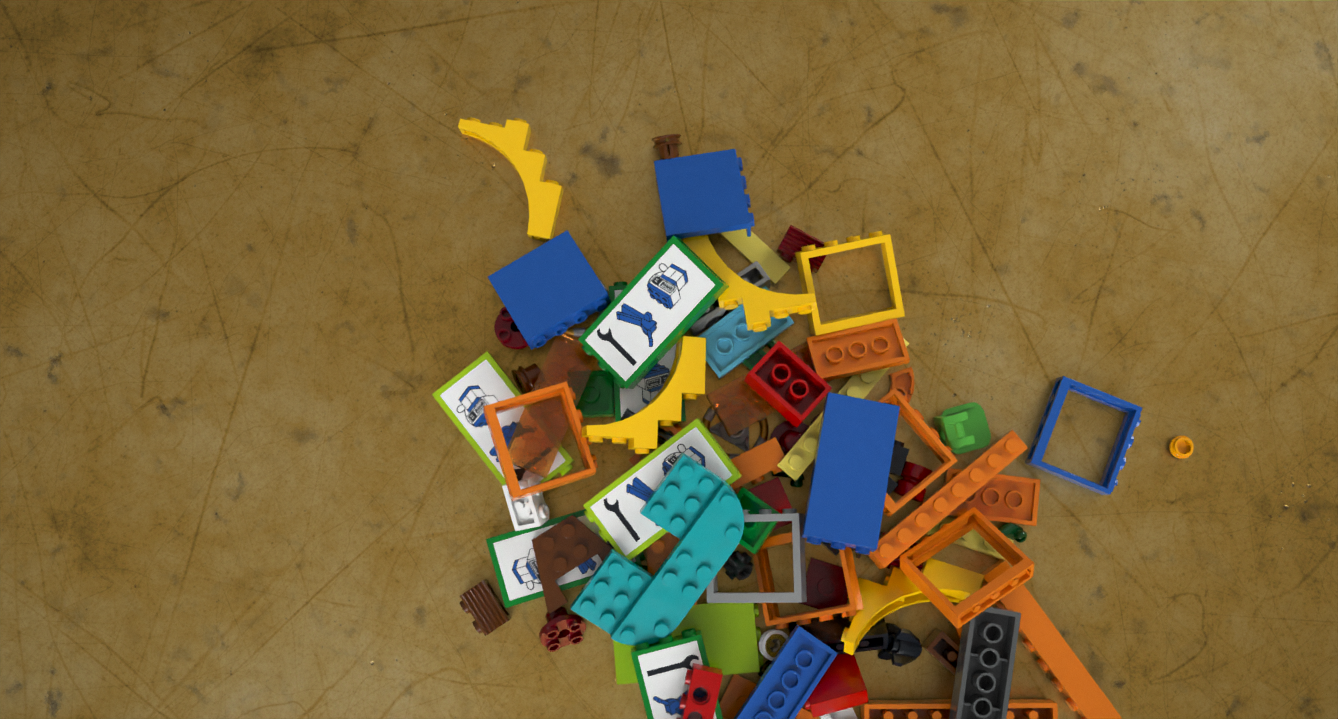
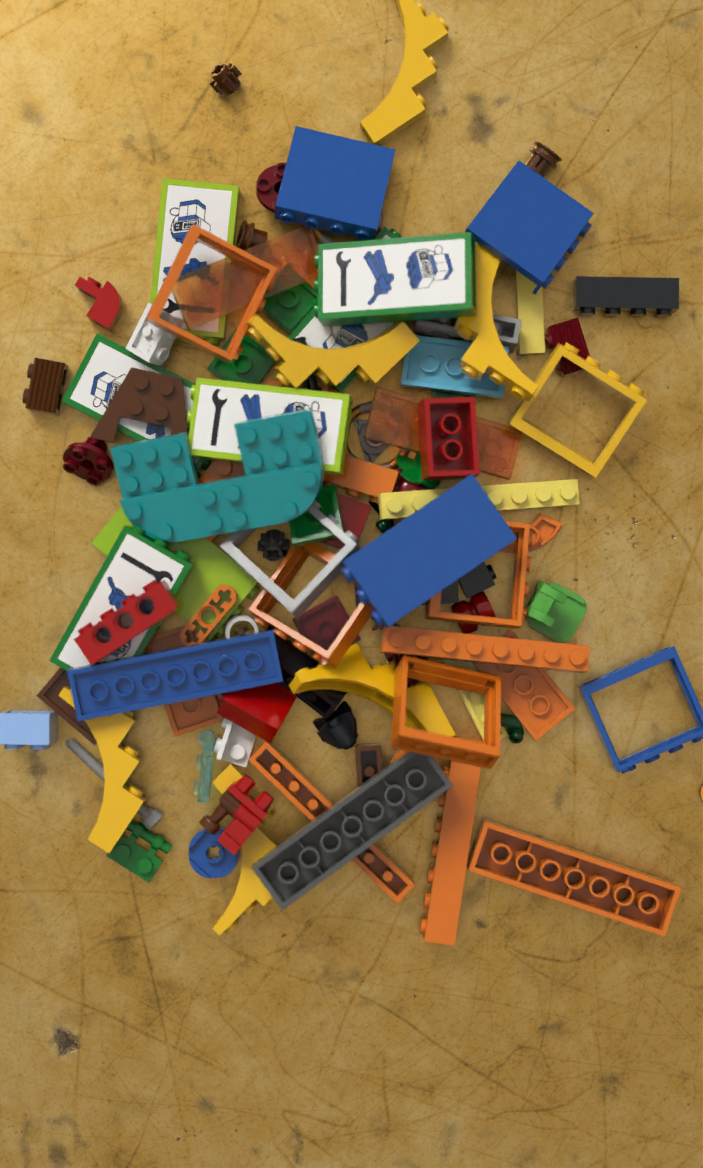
camera: 45 degrees right, 5 degrees up
(410, 290) = (225, 78): none -> reddish brown gear
(475, 514) = (107, 304): none -> red brick
(609, 462) = (249, 367): none -> green plate
(752, 663) = (216, 597): none -> orange beam
(782, 426) = (412, 471): none -> green plate
(806, 180) = (626, 295): none -> black brick
(857, 350) = (531, 467): orange plate -> none
(1151, 592) = (573, 877): none -> orange brick

